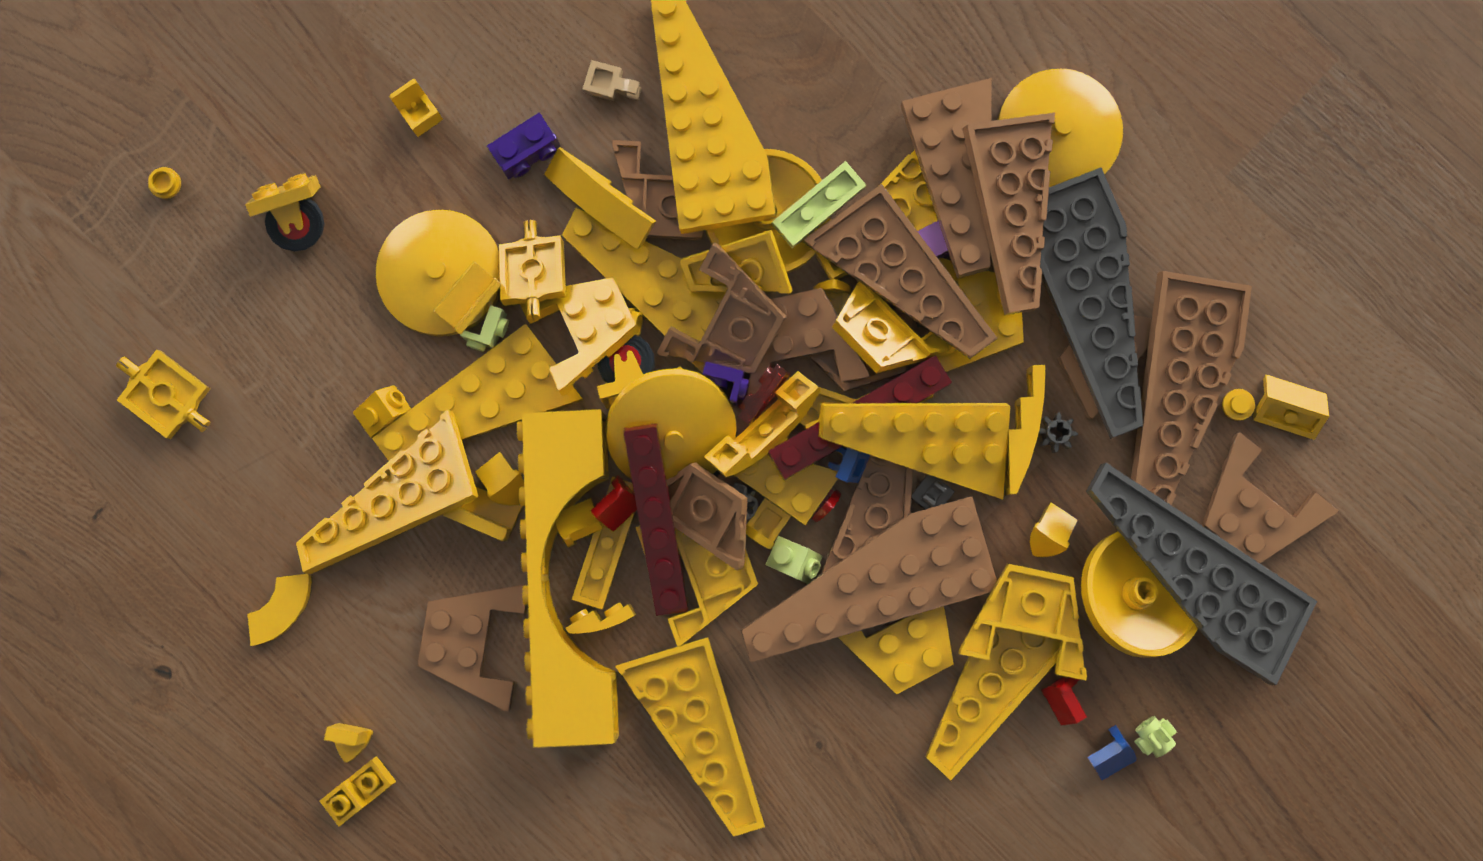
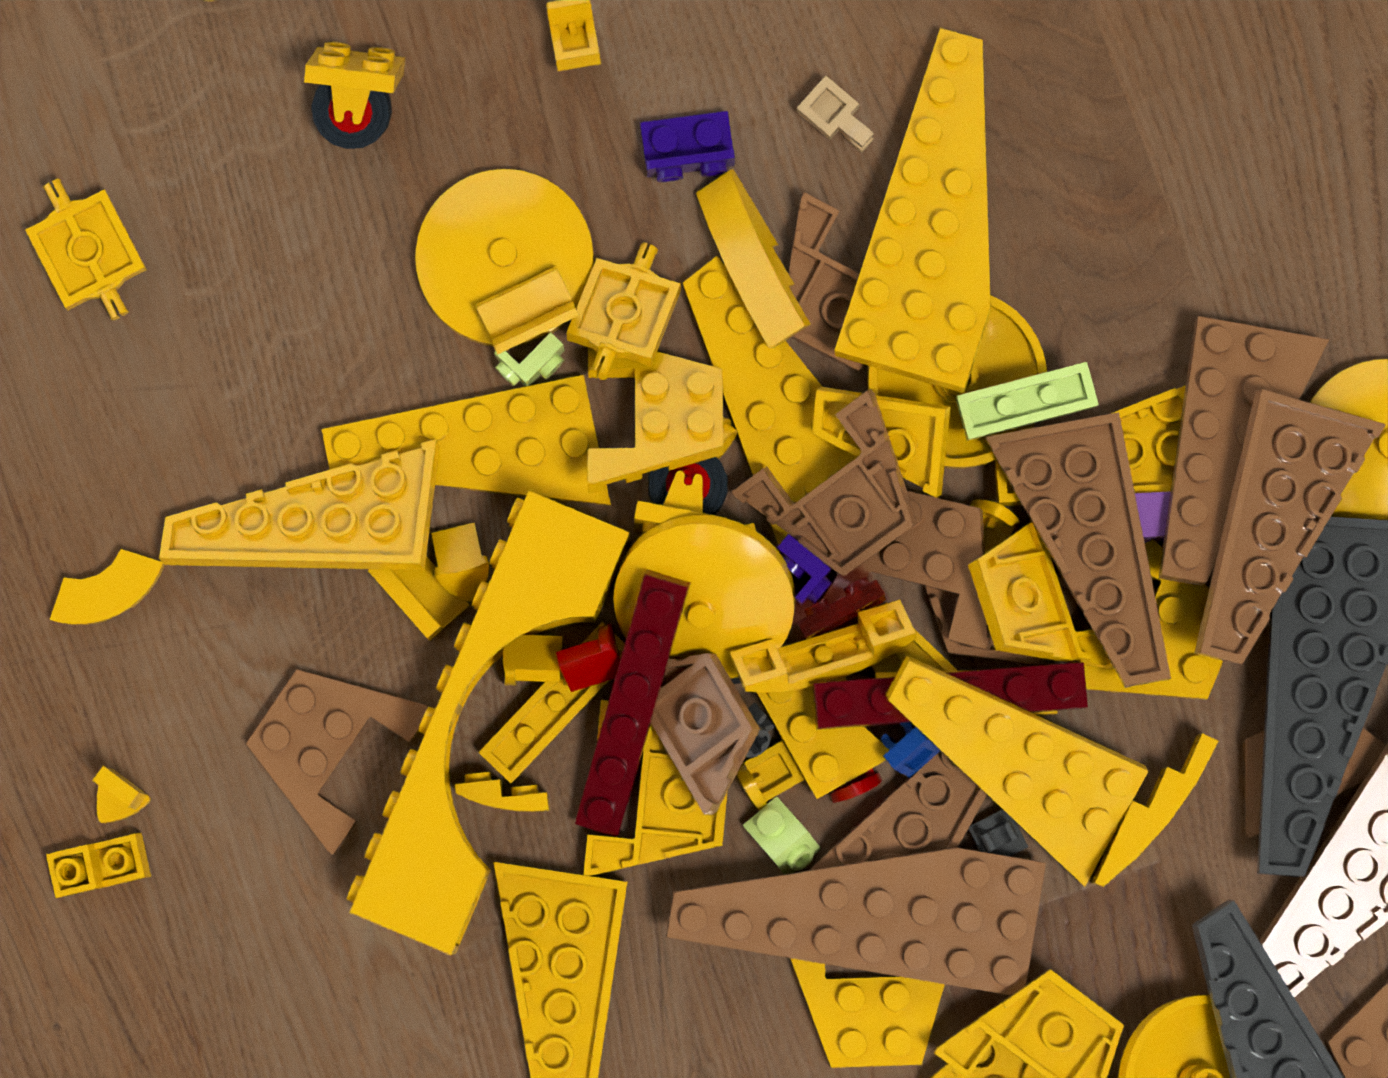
camera: 25 degrees right, 0 degrees up
(381, 409) = (350, 399): yellow bracket -> none
(1052, 532) = (1127, 957): yellow tile -> none
(1062, 426) = (1205, 830): dark grey gear -> none

